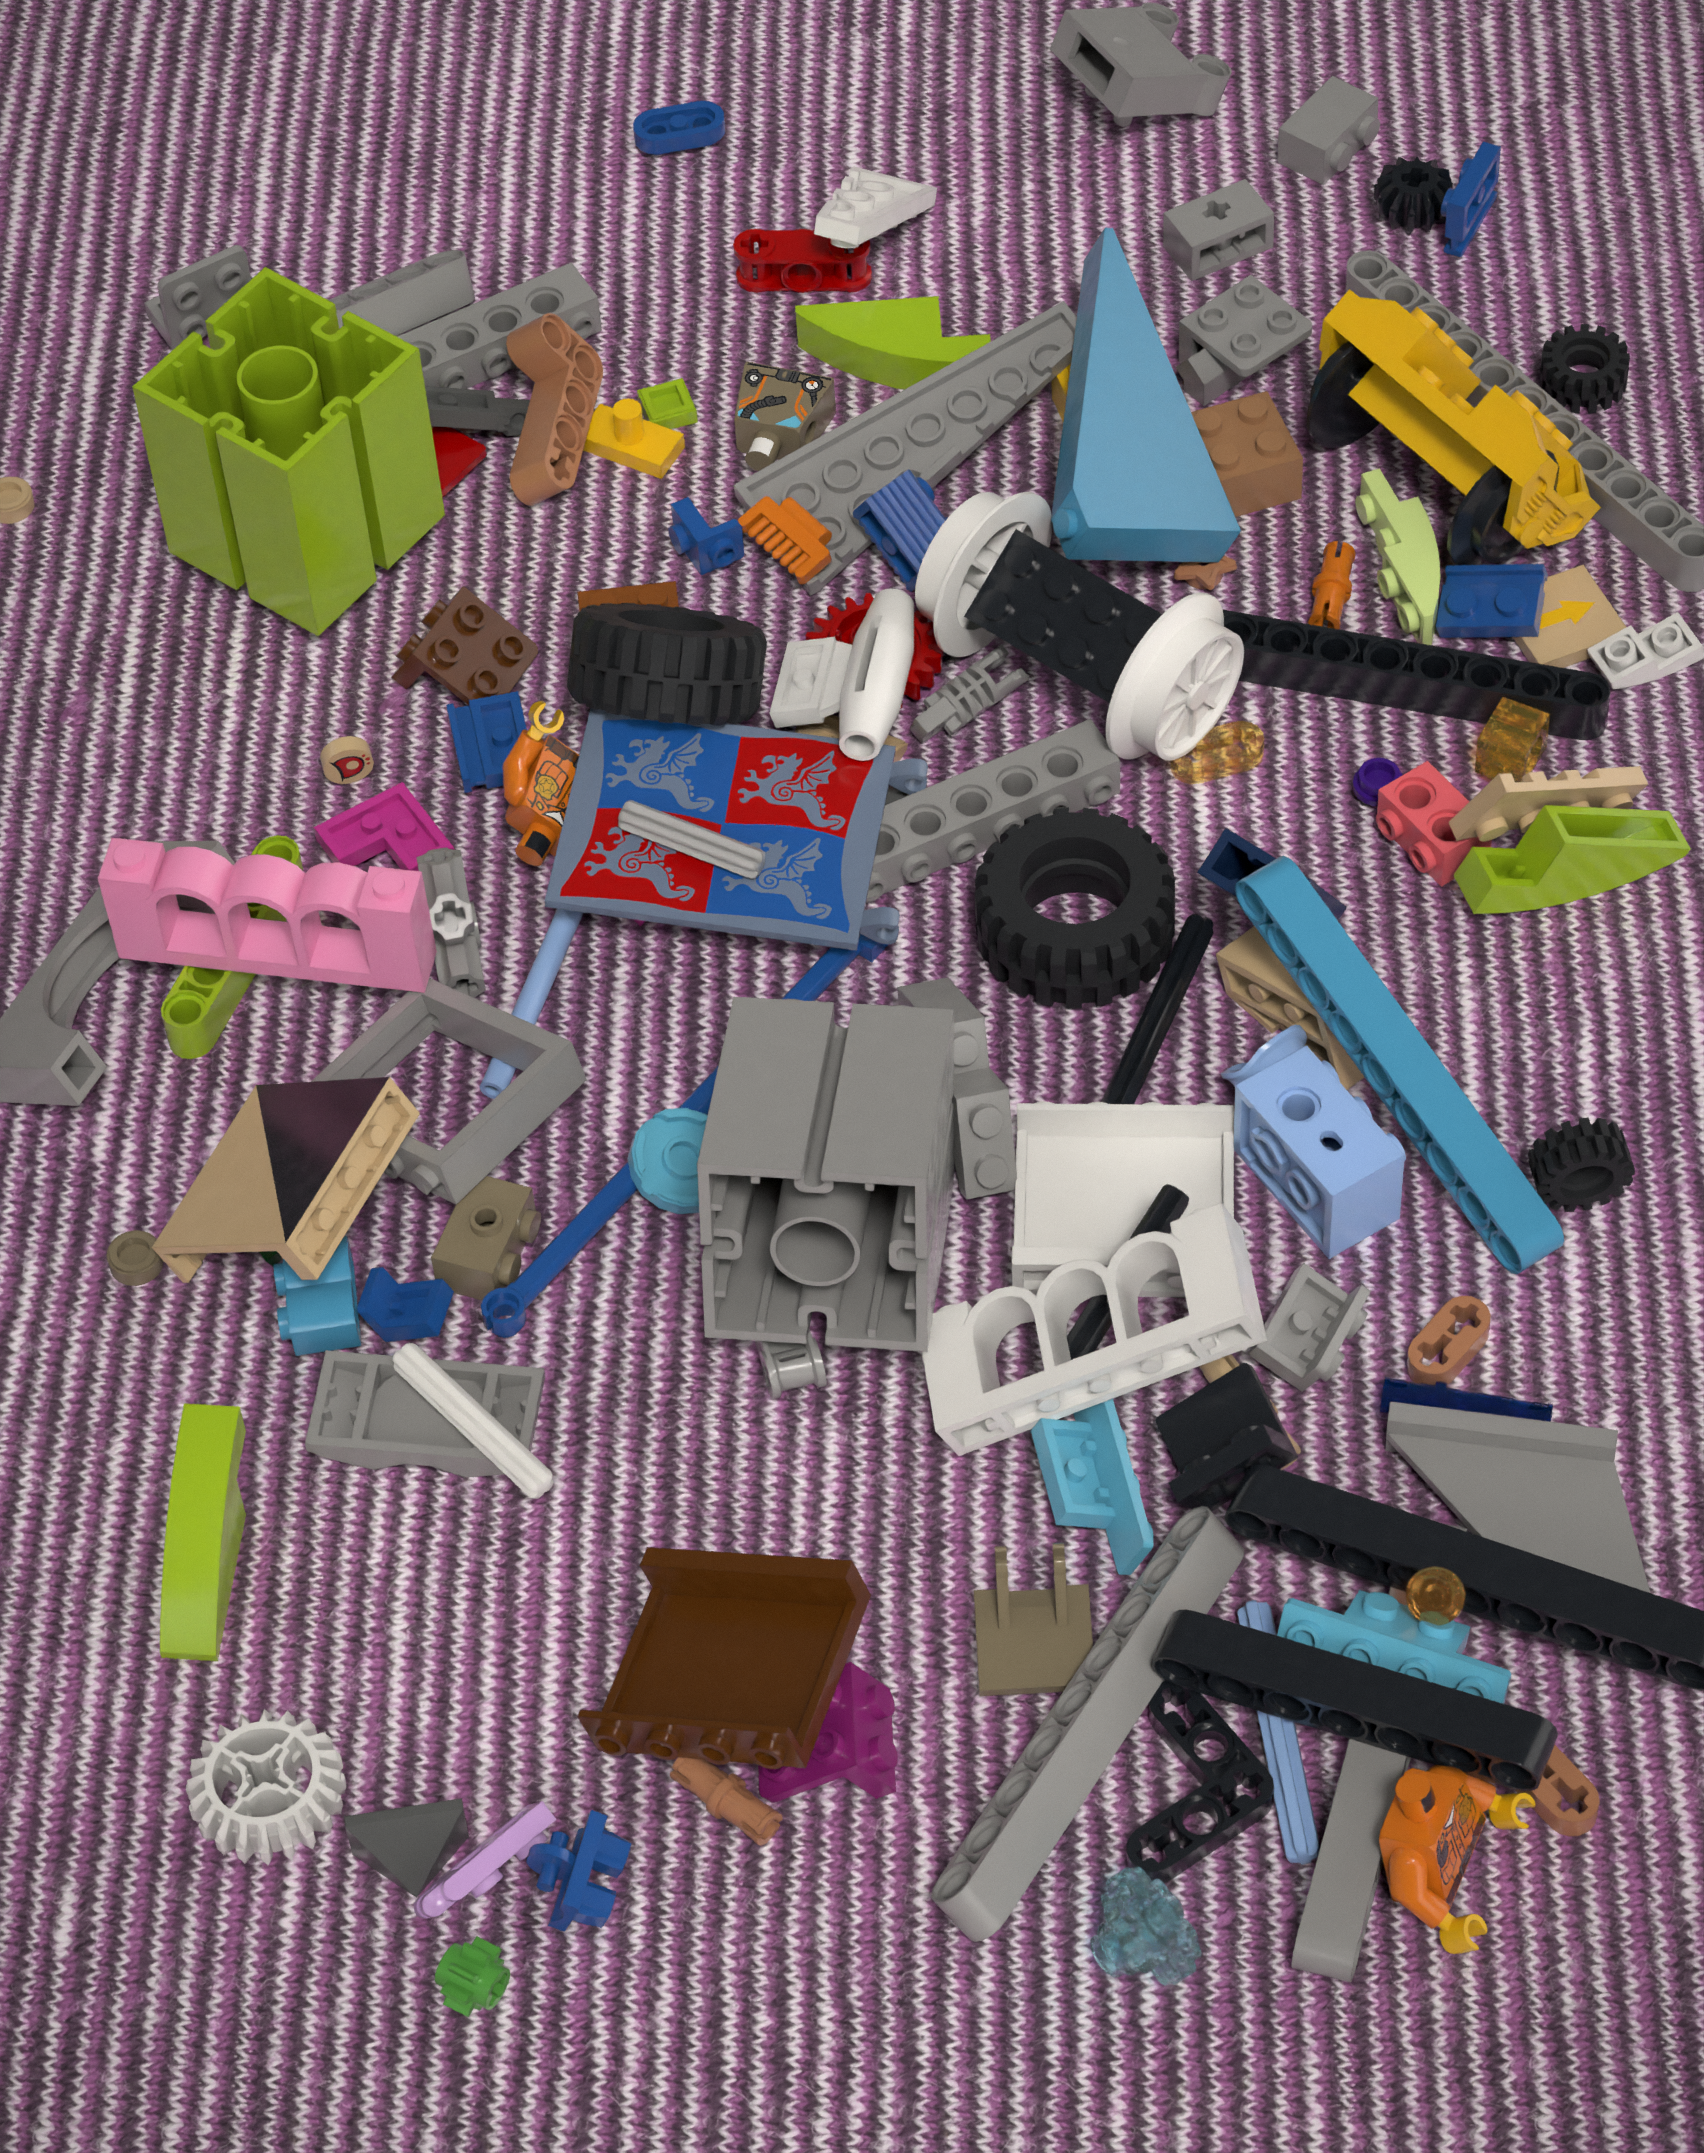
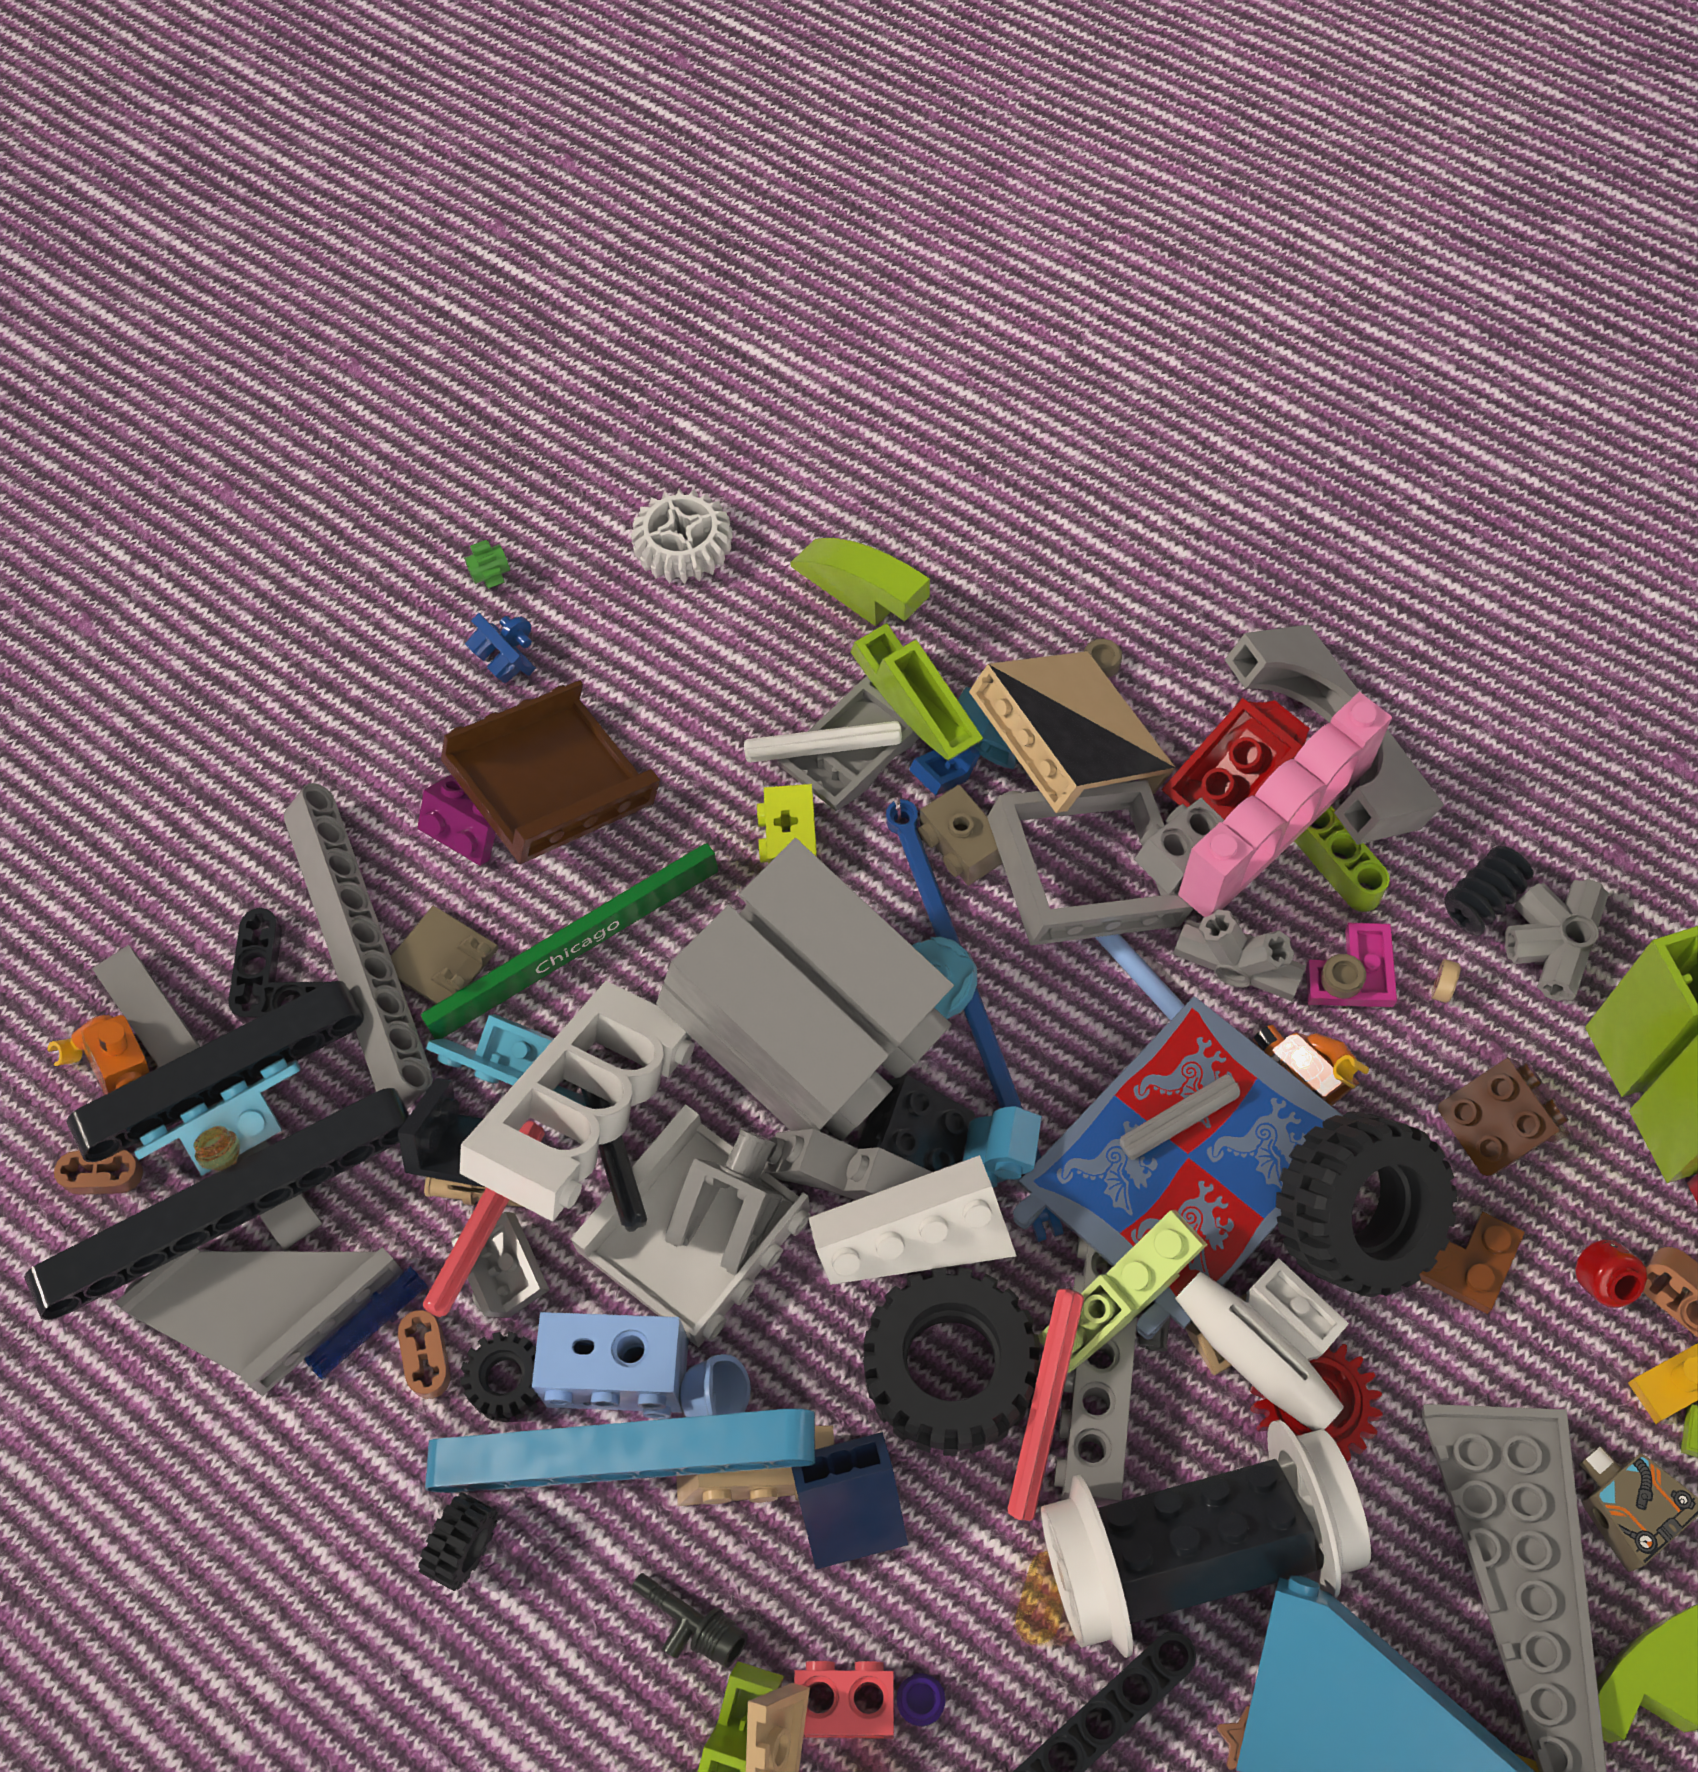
camera: 125 degrees right, 10 degrees up
(211, 773) = (1488, 889): none -> black piece
(220, 695) = (1549, 932): none -> light grey piece
(222, 1012) = (1238, 756): none -> red slope
(343, 1354) = (916, 691): none -> lime slope
(366, 1002) = (1168, 848): none -> light grey brick
(410, 828) = (1343, 976): none -> dark tan tile
(410, 1841) = (596, 581): dark grey slope -> none
(480, 1867) = (548, 608): lavender hinge -> none
(485, 737) = (1404, 1084): blue plate -> none
(574, 509) = (1611, 1273): none -> red head
(605, 1400) = (786, 809): none -> neon yellow brick
(703, 545) = (1528, 1349): blue bracket -> none
(798, 529) = (1482, 1424): orange piece -> none
(831, 968) = (1004, 1142): none -> dark azure brick
(902, 523) = (1423, 1509): blue brick -> none
(906, 1513) = (570, 942): none -> green tile
(908, 796) = (1132, 1284): none -> yellowish green slope
(966, 697) = (1222, 1429): light grey hinge -> none
(985, 969) = (914, 1227): none -> white wedge
(1044, 799) = (1045, 1404): none -> coral axle
(1071, 1159) = (742, 1173): none -> light grey piece
(1144, 1930) = (205, 879): clear light blue plant -> none
(1160, 1011) = (824, 1356): black axle -> none
(1284, 1762) = (312, 1069): light blue axle -> none
(1292, 1344) = (470, 1243): none -> coral axle
(1411, 1229) = (476, 1374): none -> black tyre
(1471, 948) = (713, 1636): none -> pearl dark grey piece

